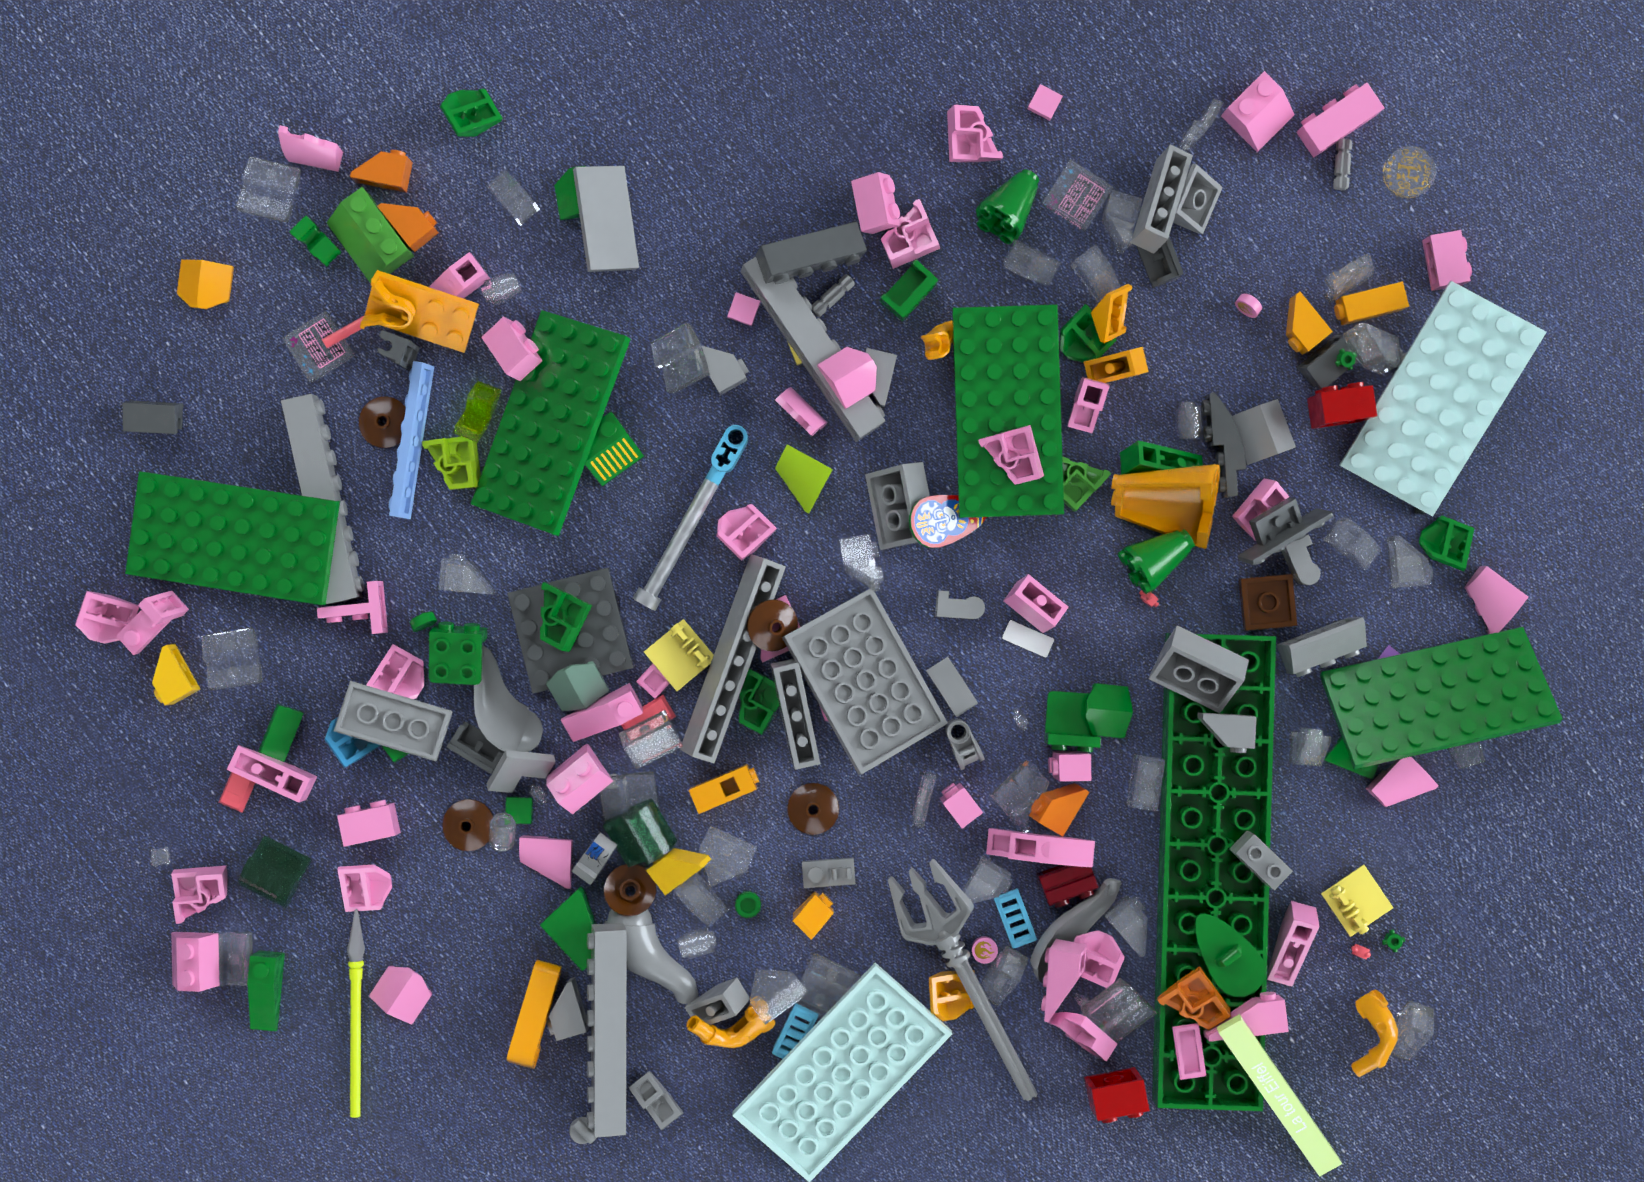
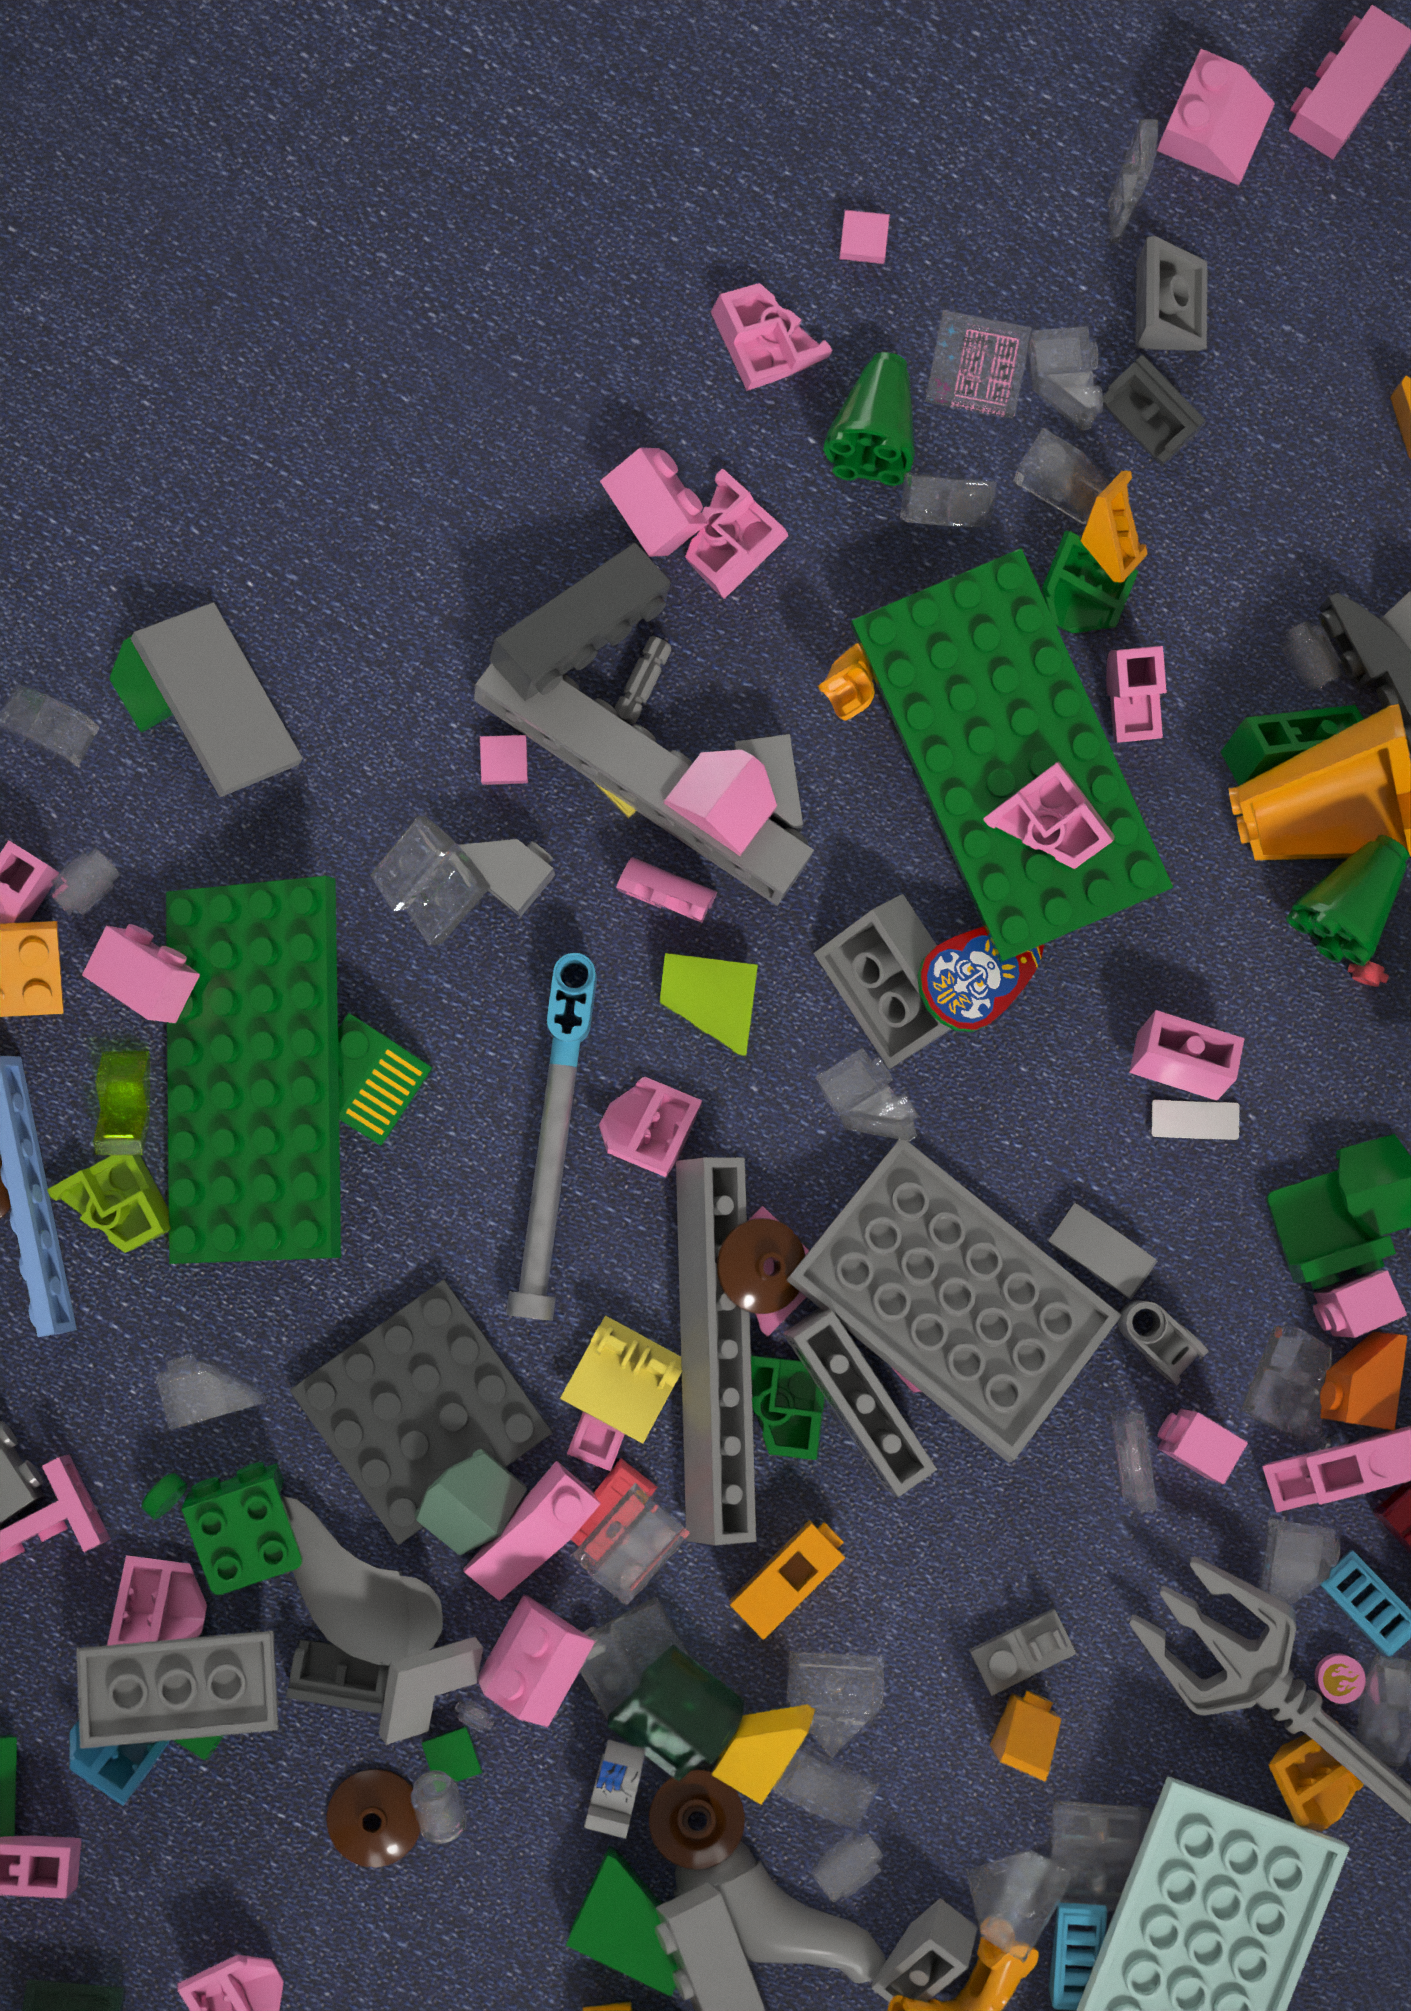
camera: 20 degrees left, 5 degrees down
(368, 824) = (201, 1886): bright pink brick -> none
(548, 857) = (534, 1819): bright pink slope -> none
(562, 617) = (399, 1394): green slope -> none
(748, 904) = (907, 1762): green tile -> none
(809, 795) = (934, 1534): reddish brown dish -> none
(909, 290) = (766, 622): green panel -> none
(966, 608) = (1074, 1109): light grey leg -> none
(1020, 719) = (1238, 1260): clear piece -> none
(1080, 482) = (1177, 825): bright green slope -> none
(1117, 366) = (1157, 611): light orange slope -> none
(1161, 199) = (1121, 313): light grey brick -> none
(1248, 305) = (1330, 432): bright pink tile -> none
(1342, 164) = (1385, 151): light grey axle -> none

